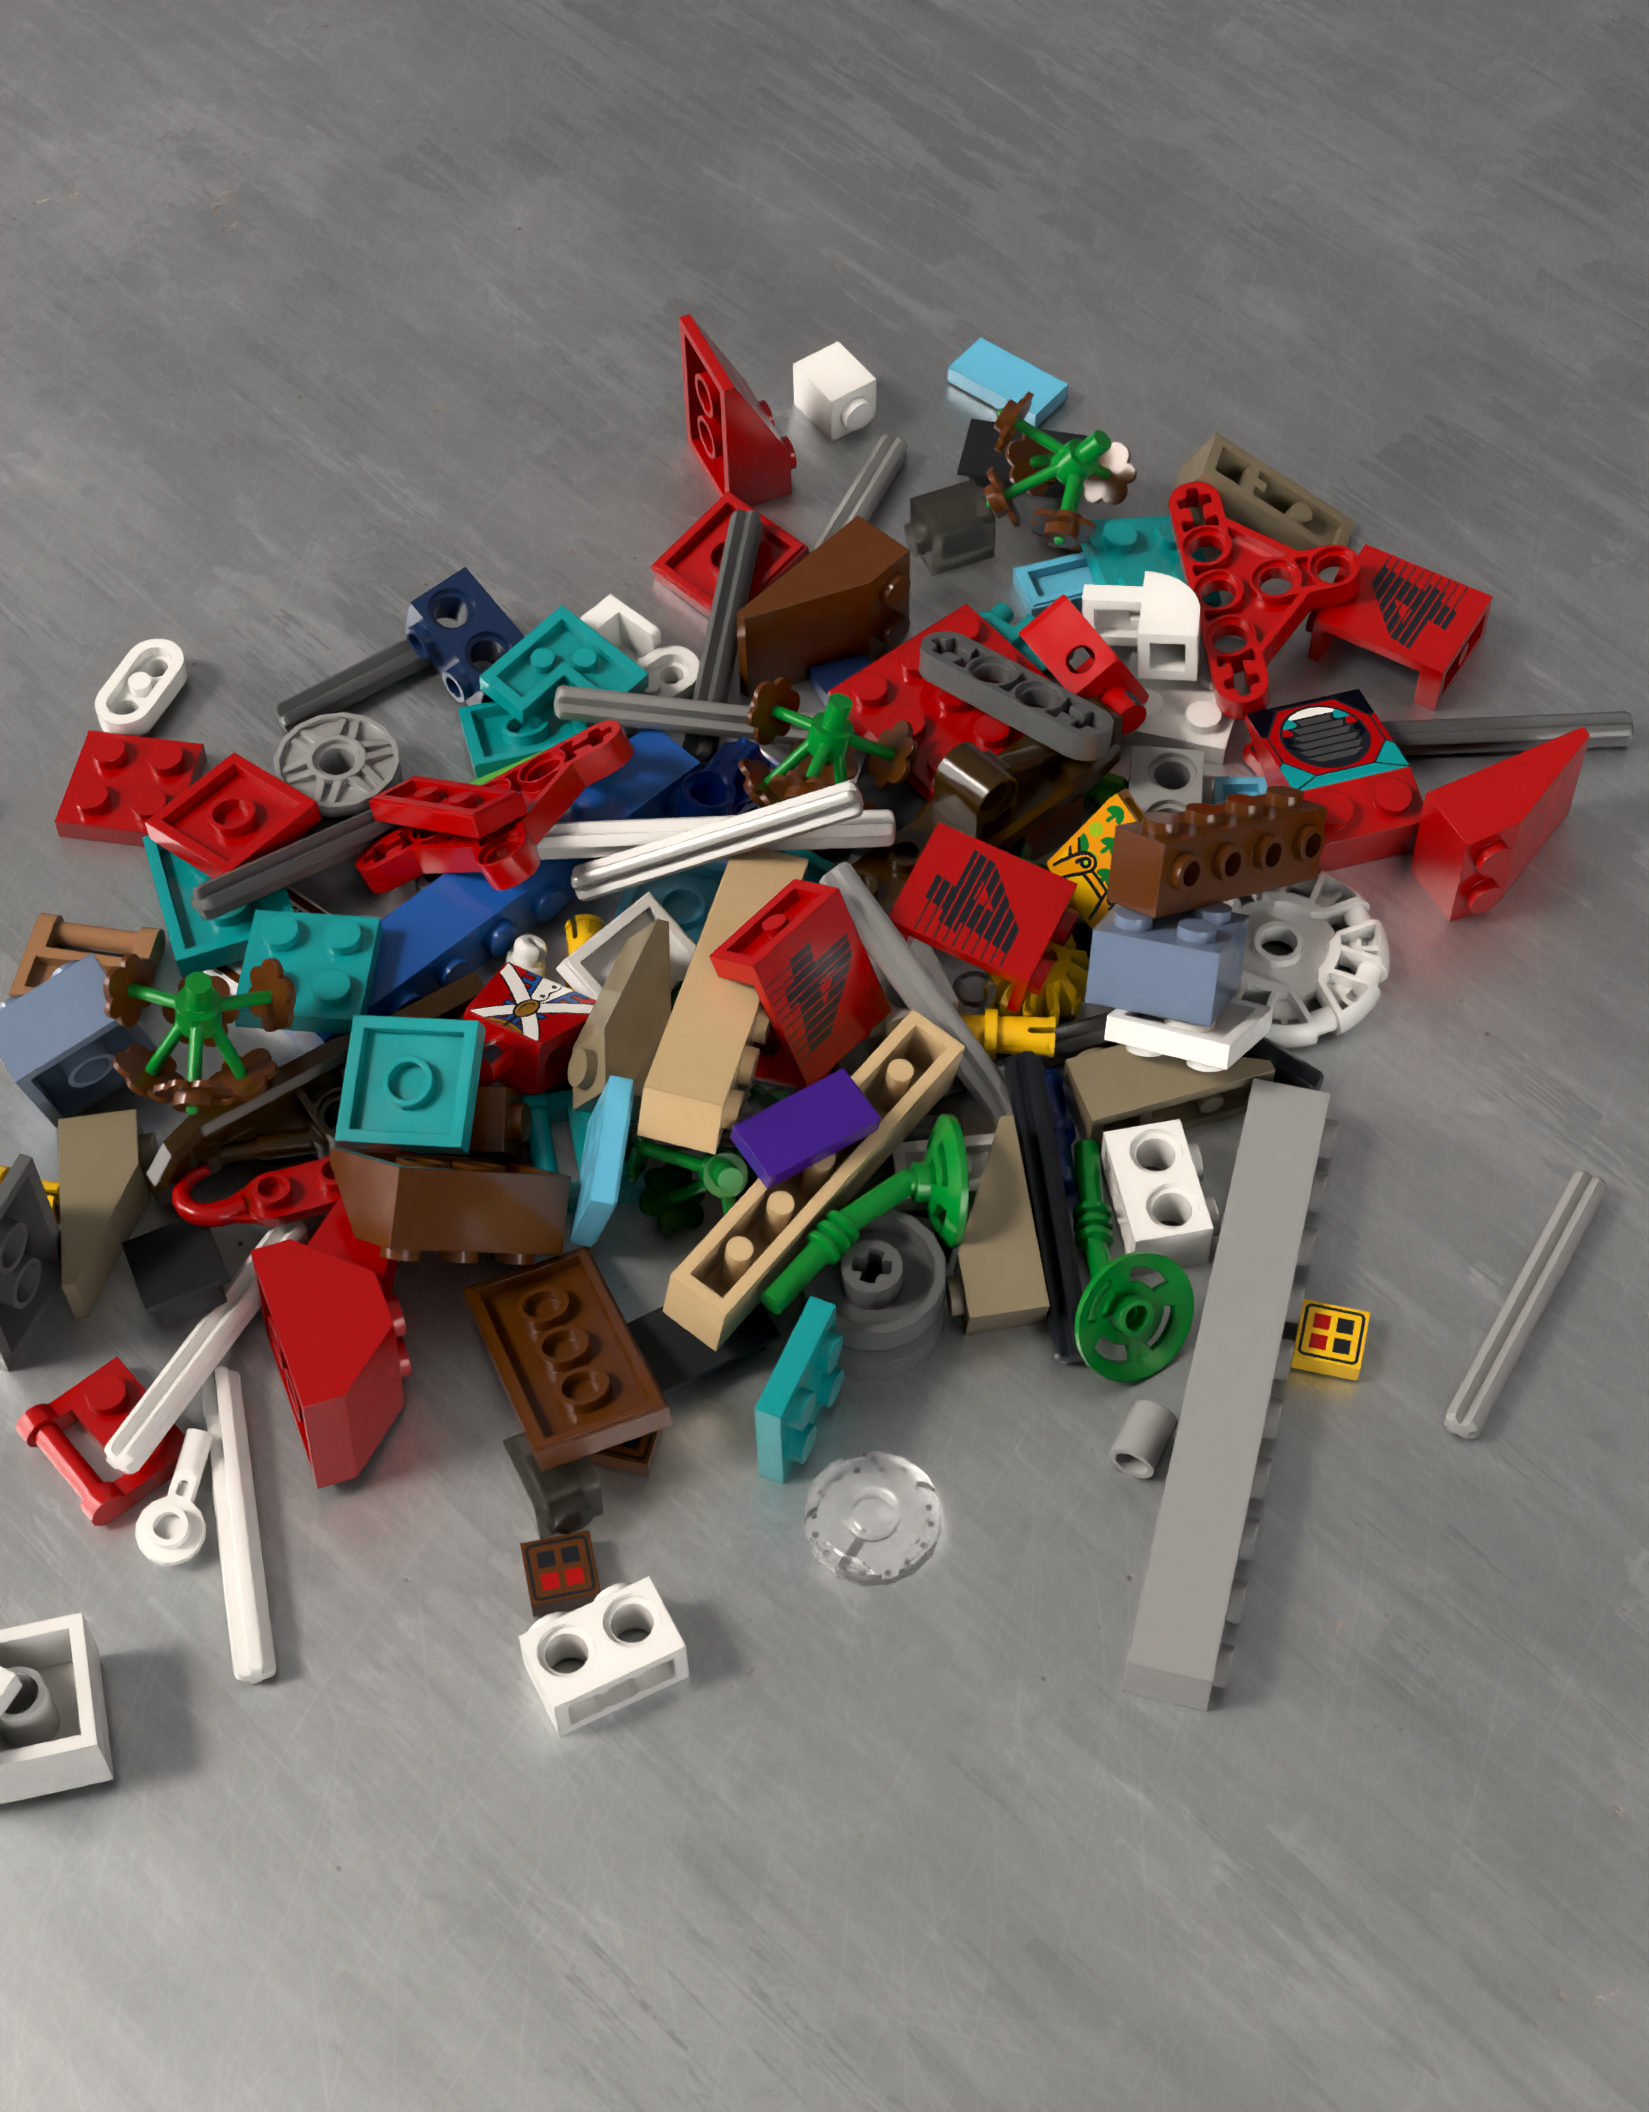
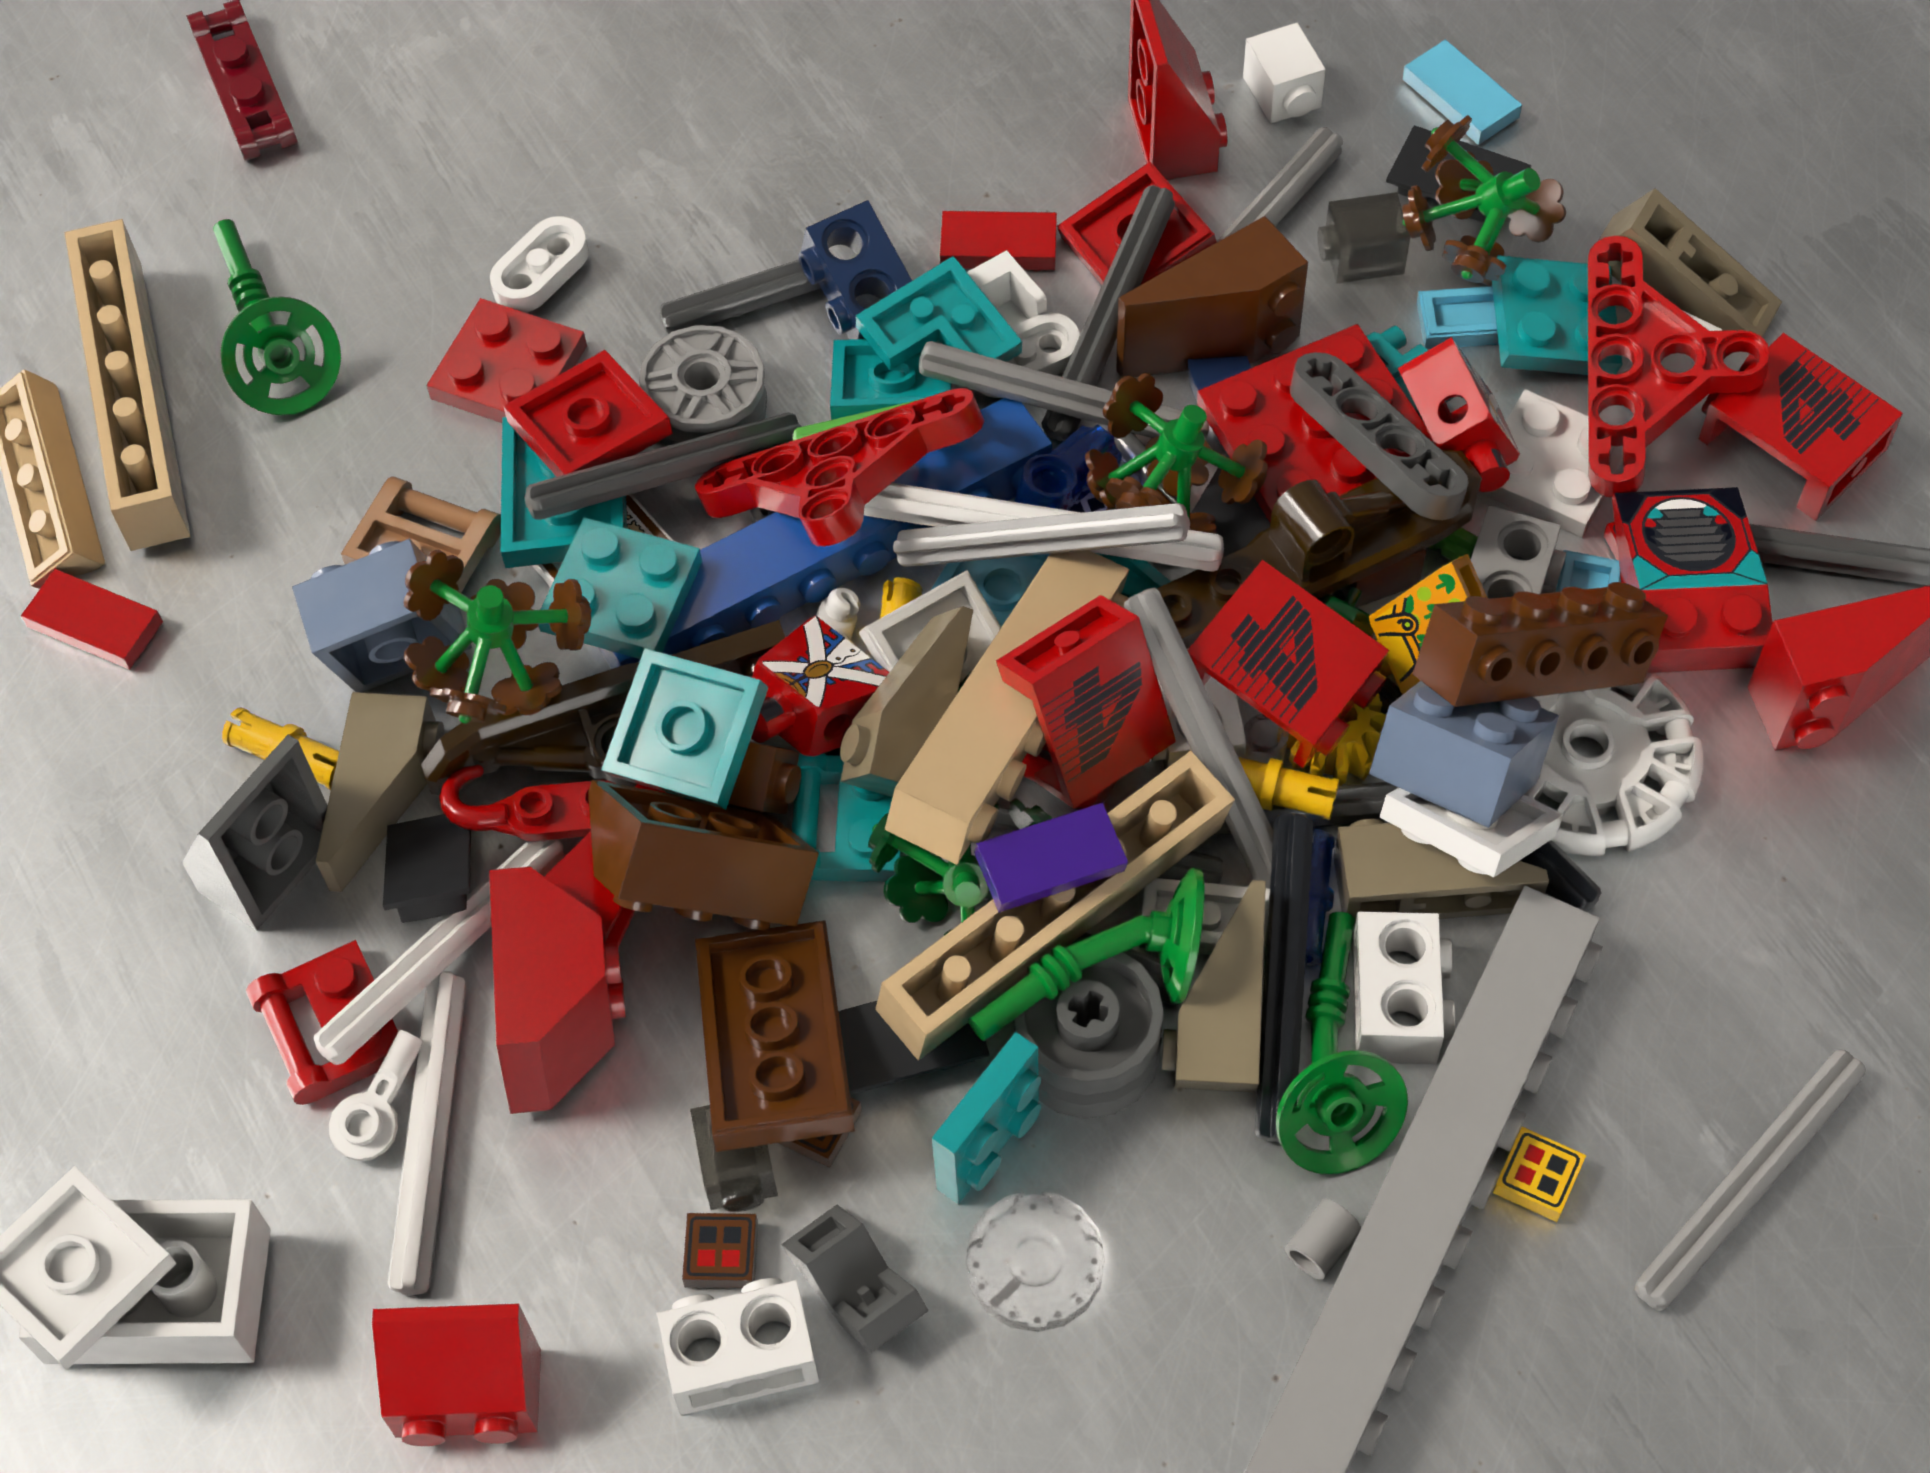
camera: 15 degrees right, 5 degrees up
(330, 1734) = (457, 1372): none -> red slope
(448, 806) = (790, 448): red tile -> none
(588, 584) = (982, 235): none -> red tile
(602, 1161) = (850, 844): medium azure tile -> none
(699, 1570) = (854, 1278): none -> dark grey slope
(1155, 618) = (1544, 375): white brick -> none

